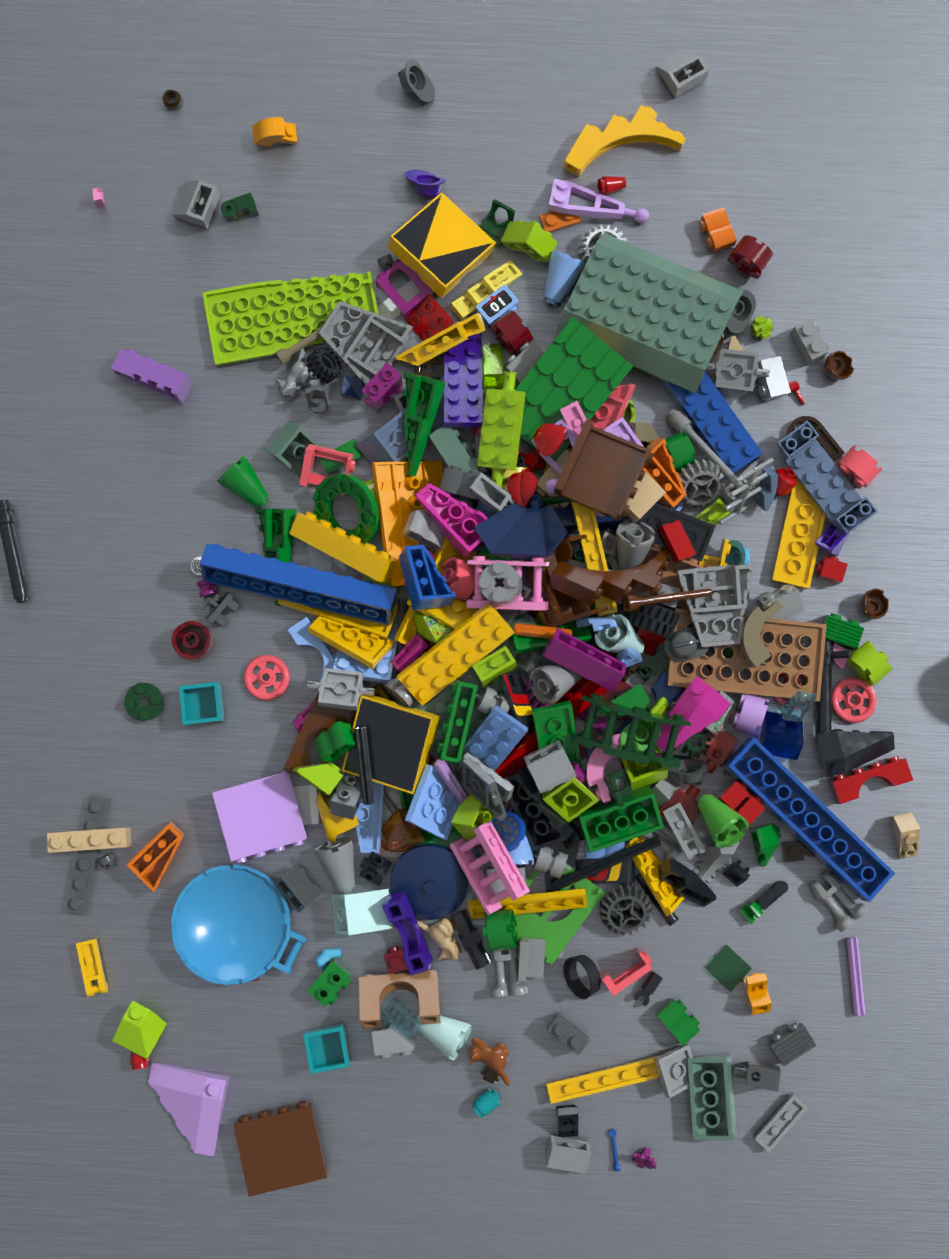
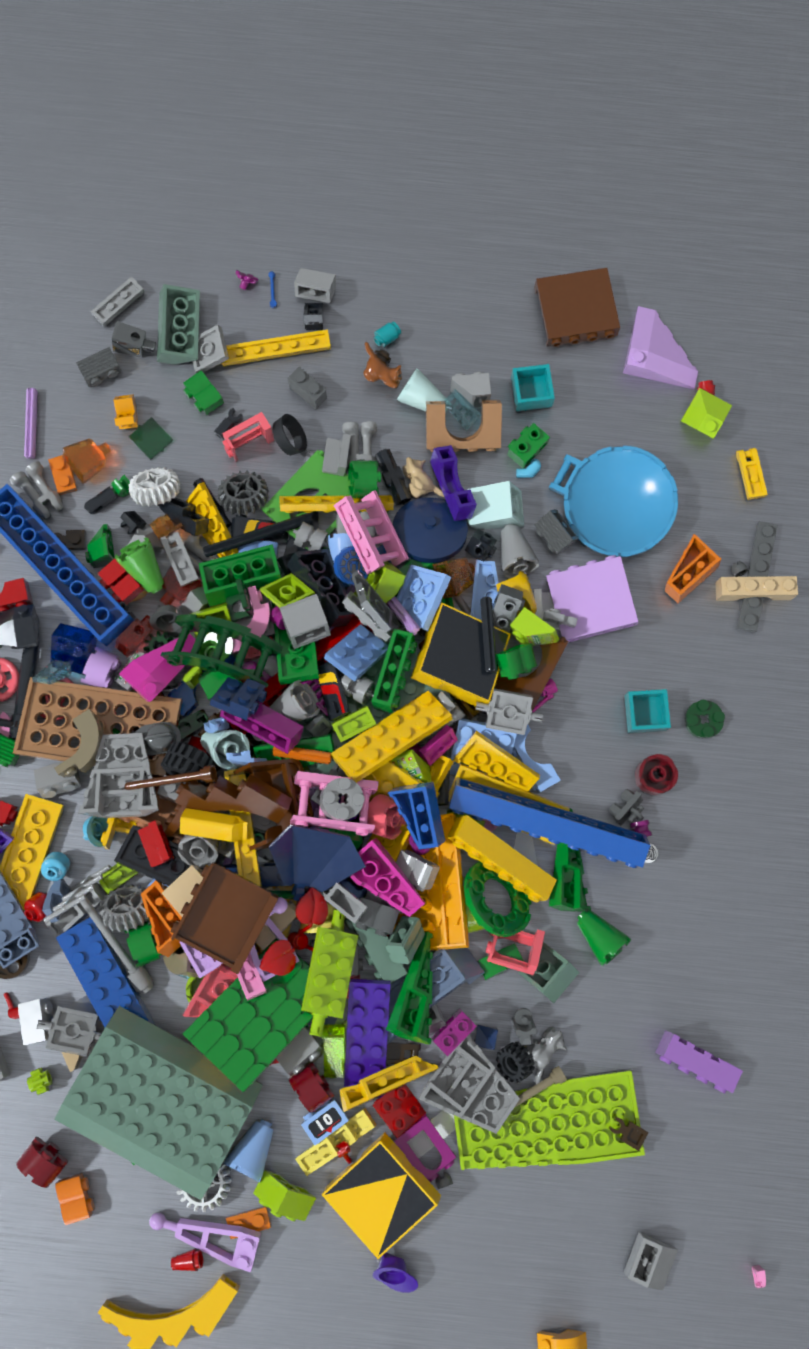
camera: 175 degrees left, 5 degrees down
(214, 308) = (631, 1134): none -> dark brown plate
(238, 207) = (603, 1255): dark green leg -> none
(261, 693) = (569, 726): coral plate -> none
(297, 793) = (554, 616): none -> light grey plate
(395, 959) = (466, 461): dark red brick -> none
(432, 464) = (405, 940): none -> sand green brick
(477, 282) = (344, 1148): none -> red hand
(494, 229) = (321, 1212): dark green piece -> none
(608, 680) = (239, 698): none -> dark blue plate
(622, 555) = (213, 825): none -> yellow piece
(702, 866) = (164, 527): none -> clear orange panel
(718, 909) = (154, 486): none -> white gear
(742, 313) = (56, 1098): dark grey piece -> none
(771, 520) = (55, 866): none -> medium azure head
(792, 938) = (86, 458): none -> clear orange torso
(815, 921) = (62, 475): none -> orange plate

